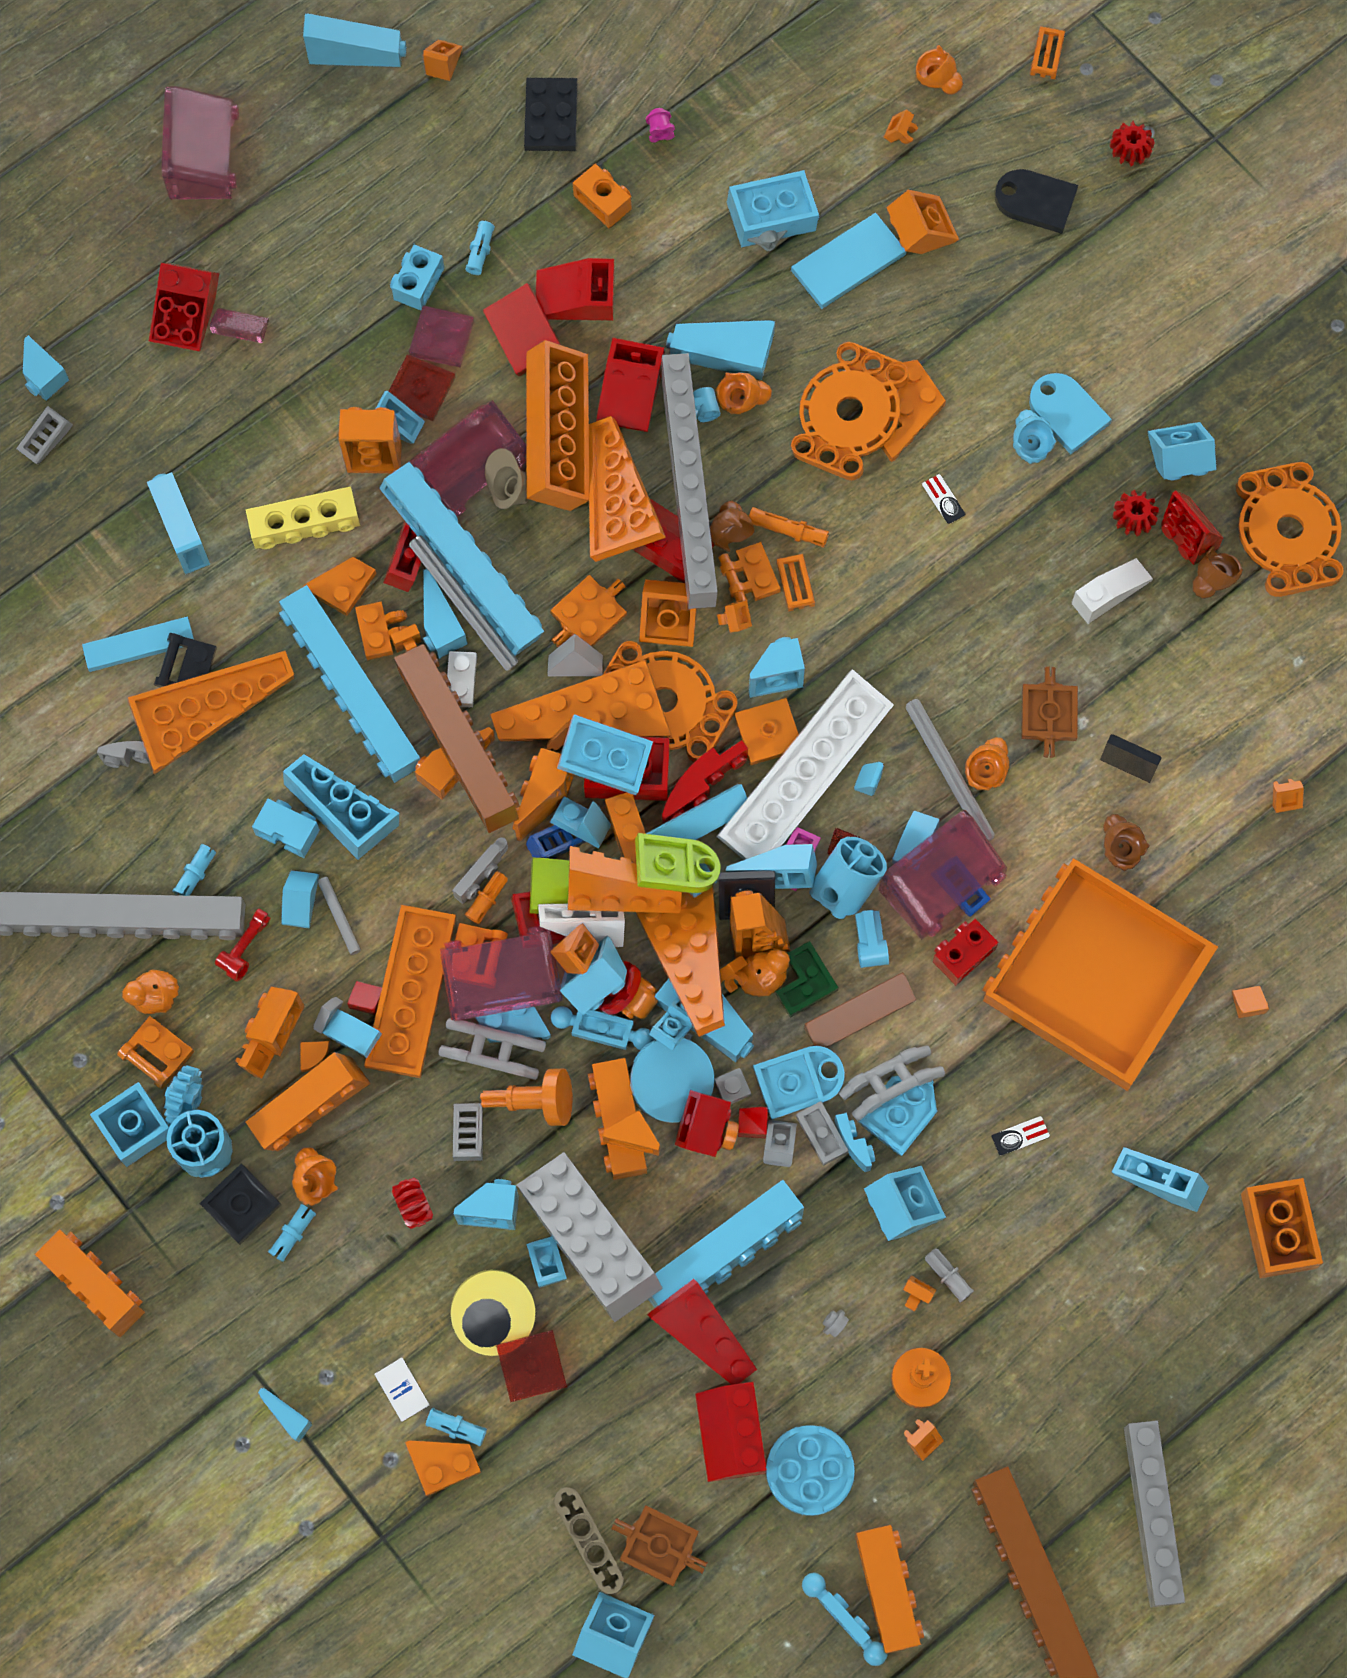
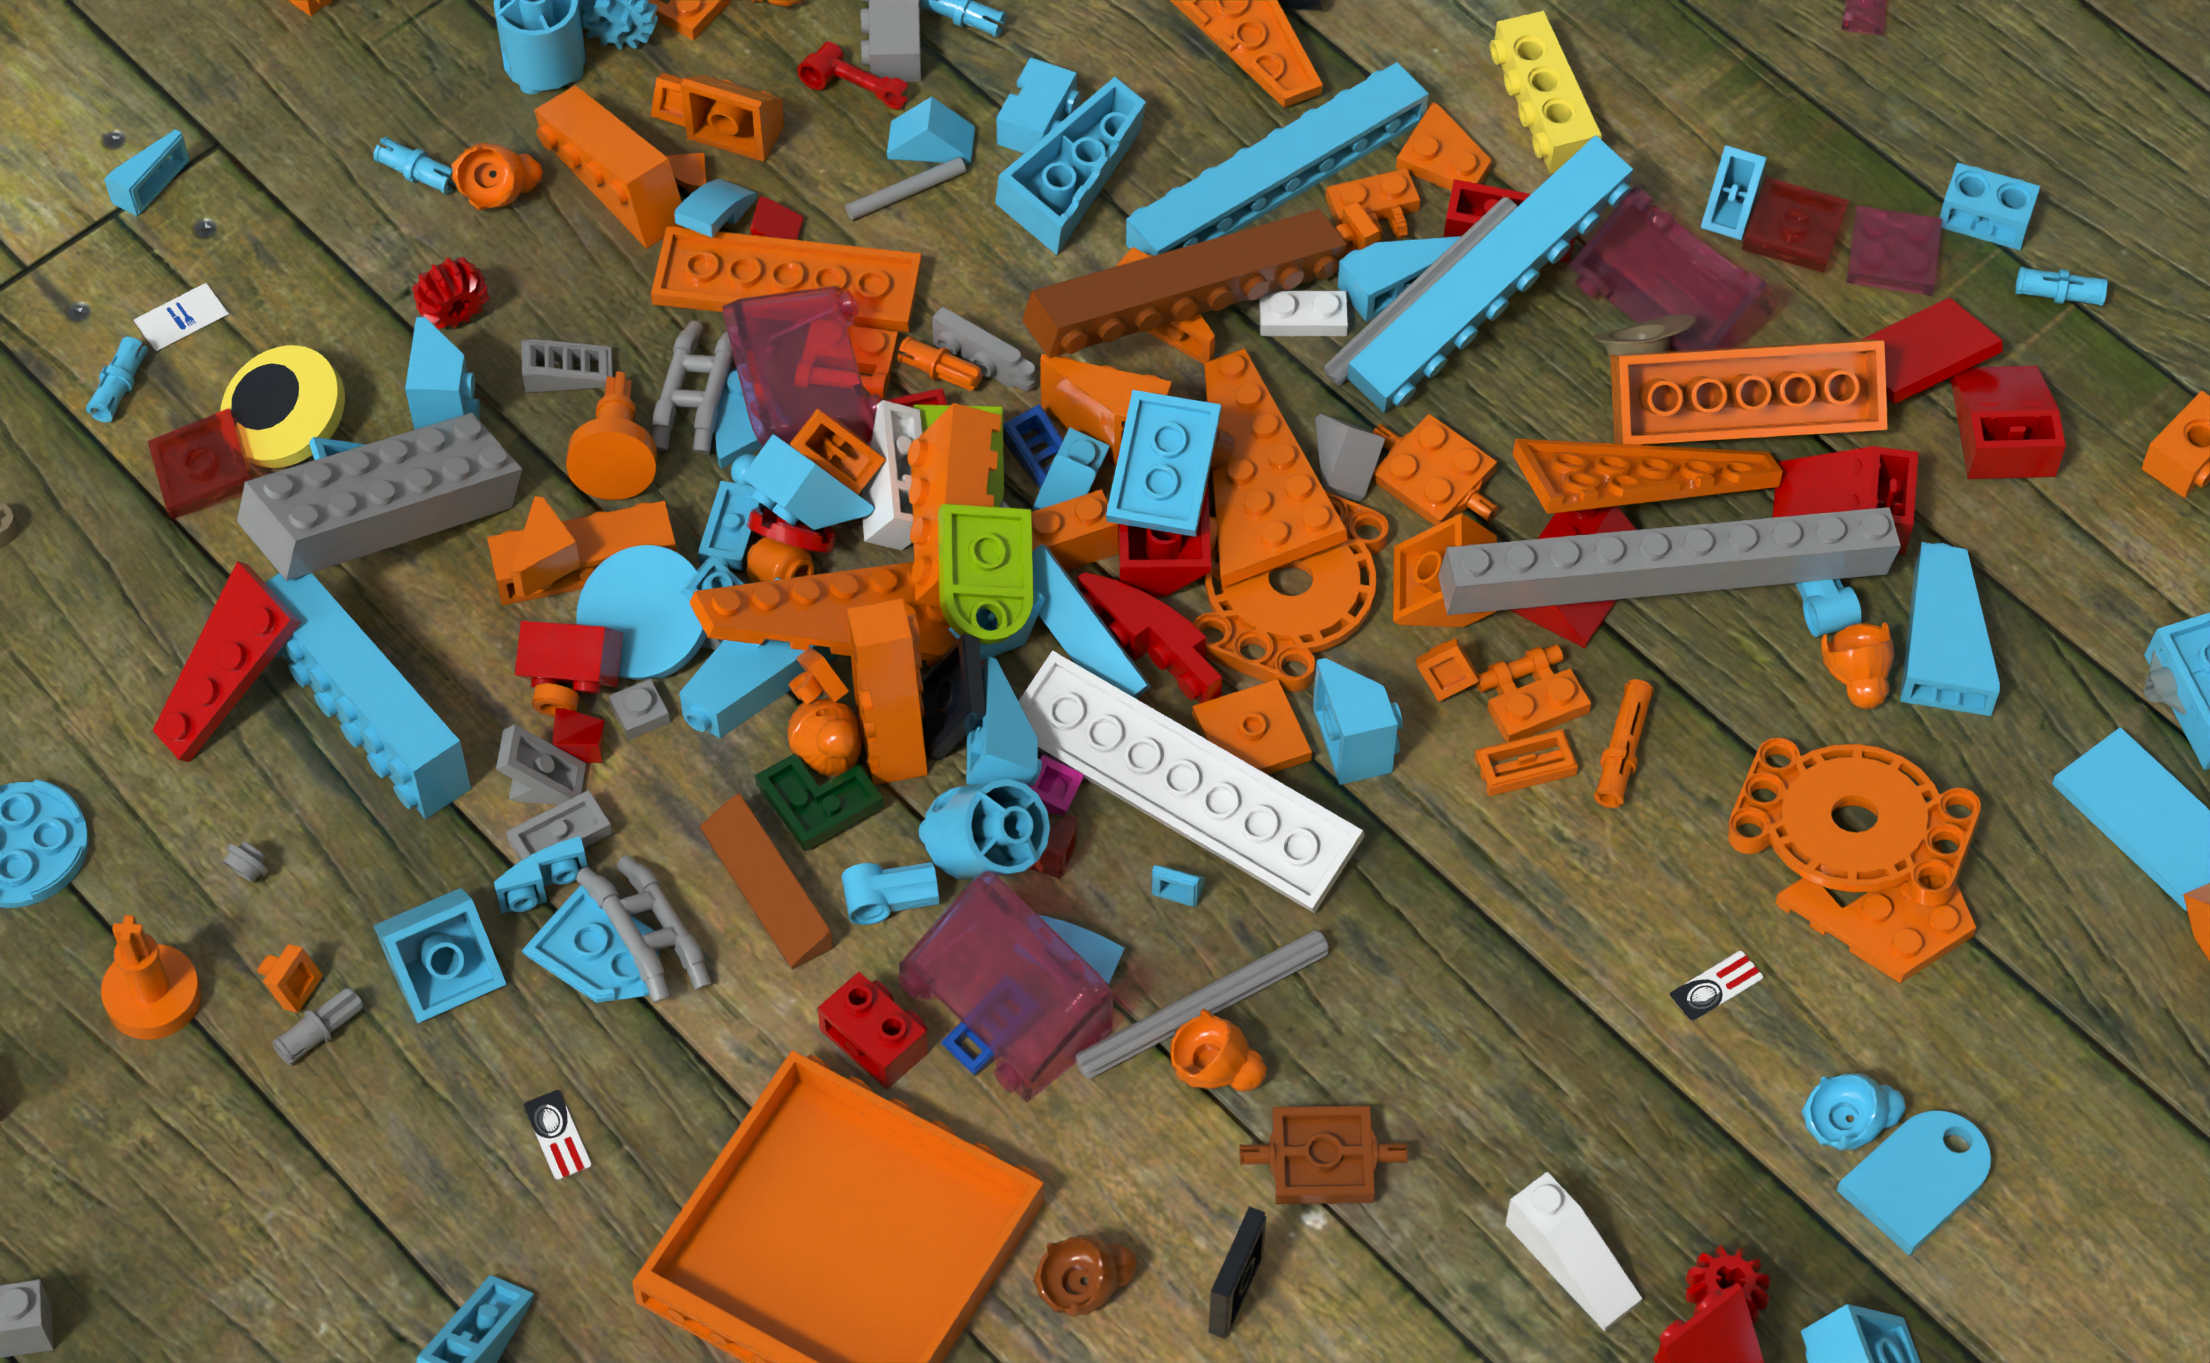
camera: 85 degrees right, 15 degrees down
(240, 1204) = (460, 102): black plate -> none
(326, 1013) = (751, 178): light grey tile -> none
(370, 440) = (1678, 140): orange brick -> none
(442, 1463) = (65, 368): orange wing -> none
(730, 525) = (1611, 650): dark orange piece -> none
(731, 1432) = (80, 734): red slope -> none
(797, 1080) = (647, 793): medium azure tile -> none
(924, 1440) = (47, 992): orange tile -> none

